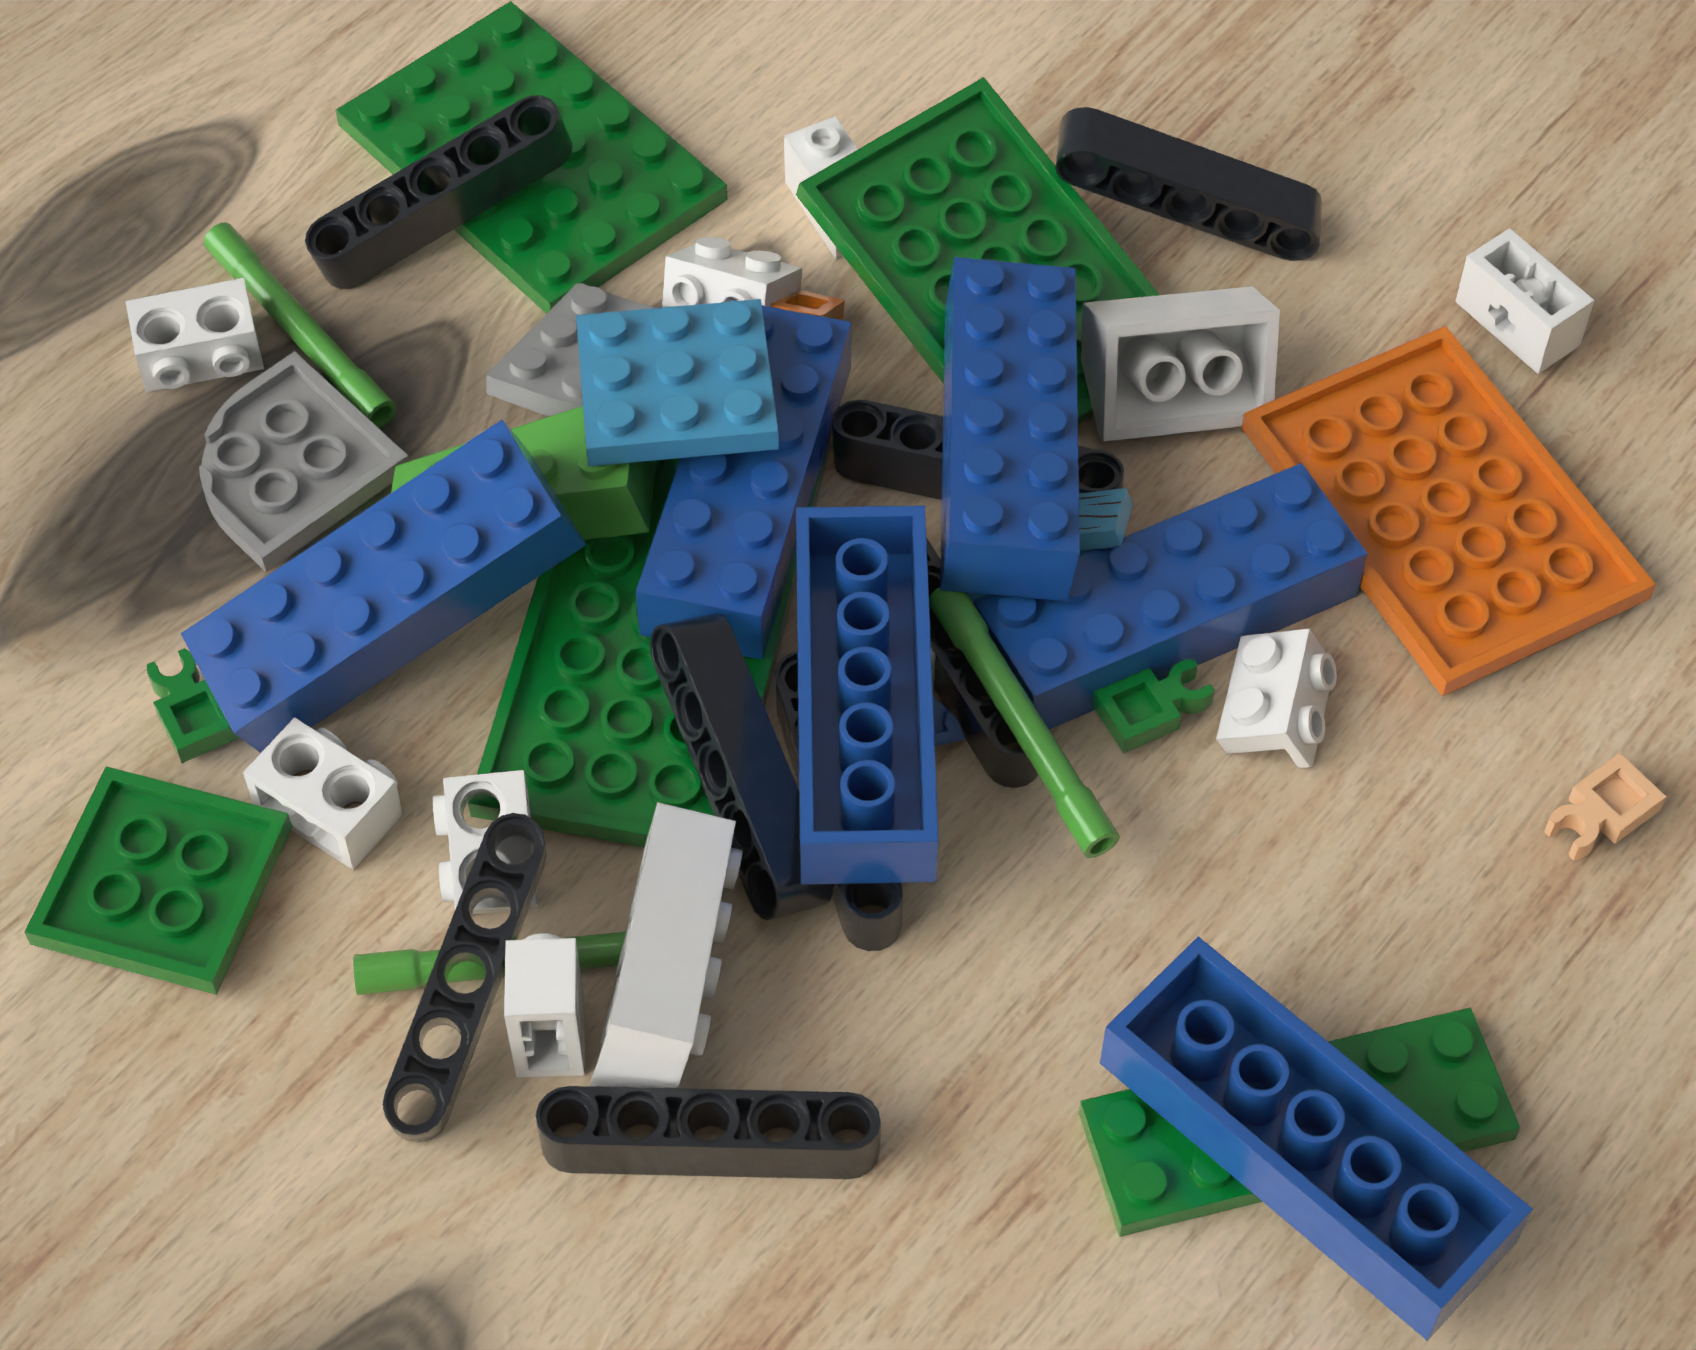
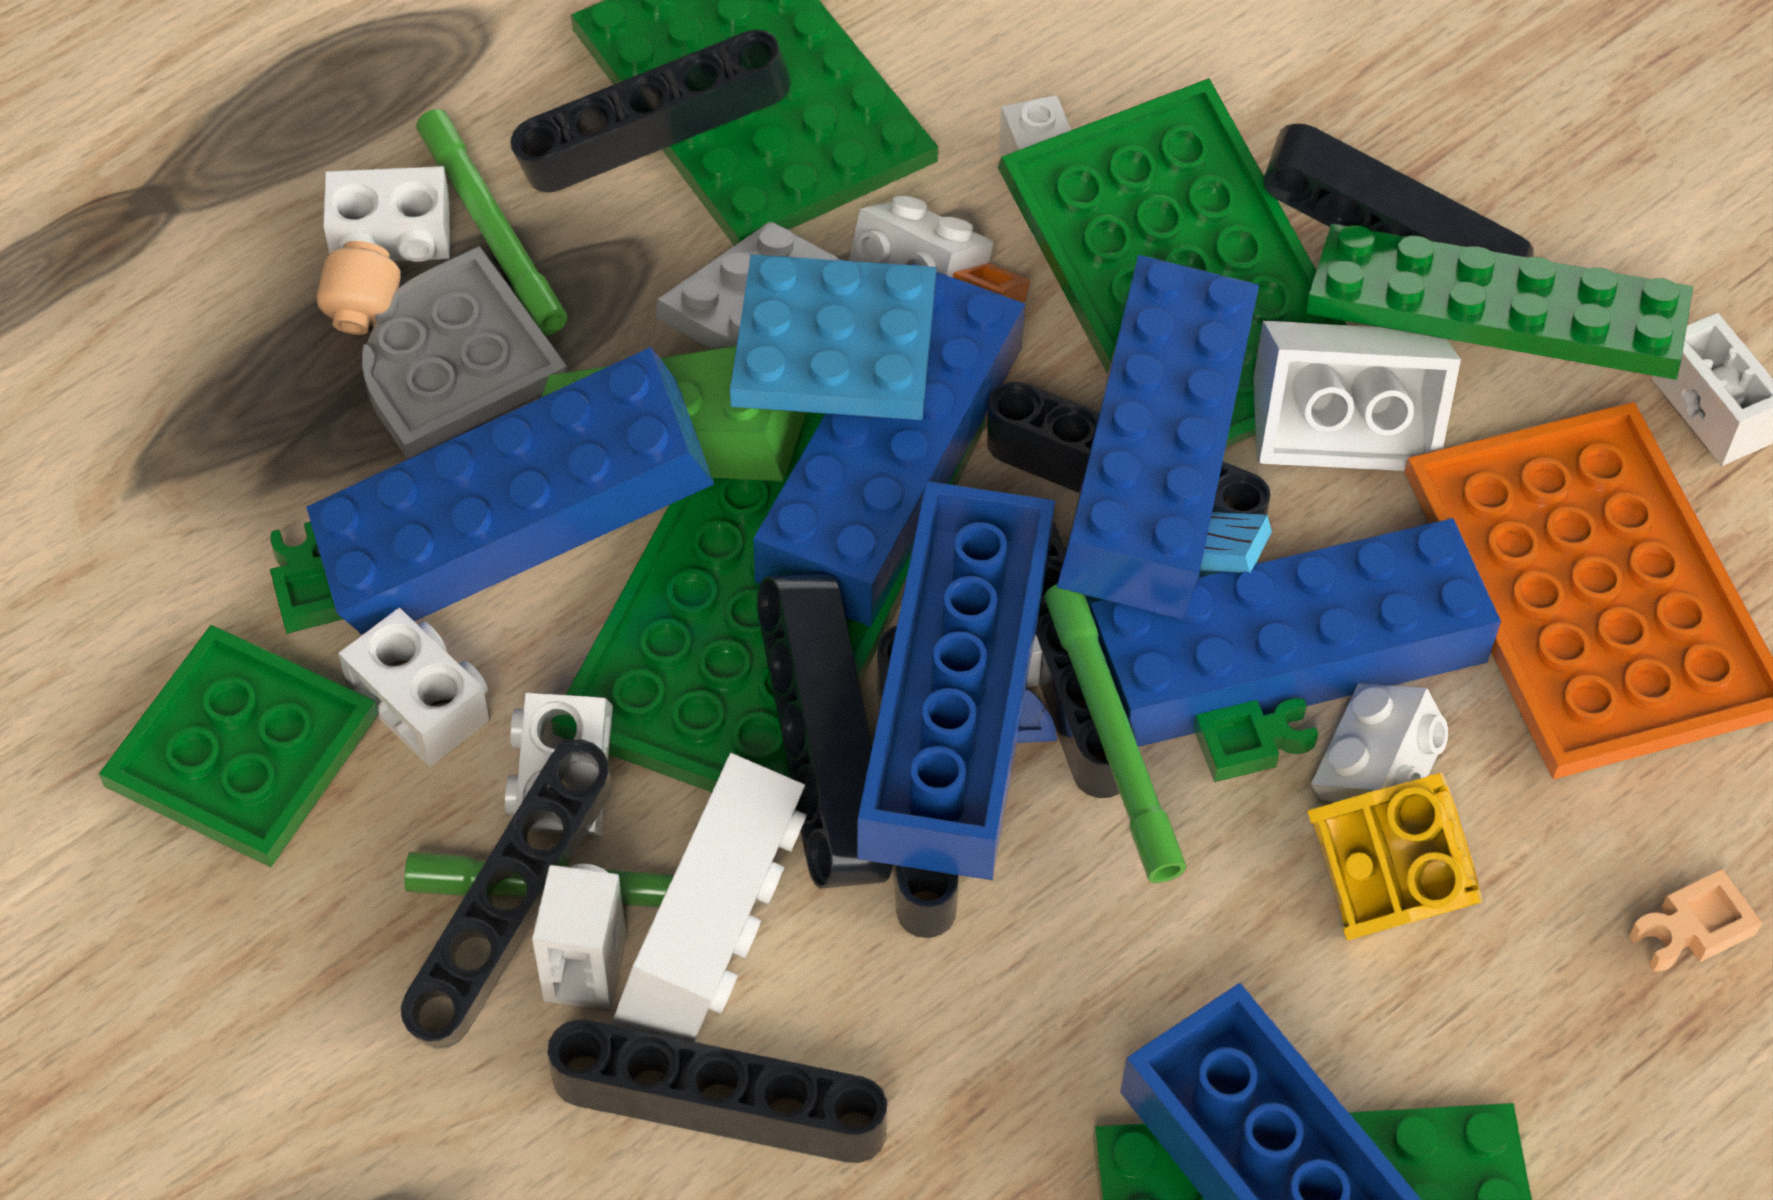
camera: 10 degrees right, 0 degrees up
(180, 409) = (357, 285): none -> light nougat head
(1305, 248) = (1502, 300): none -> green plate
(1312, 793) = (1396, 855): none -> yellow slope

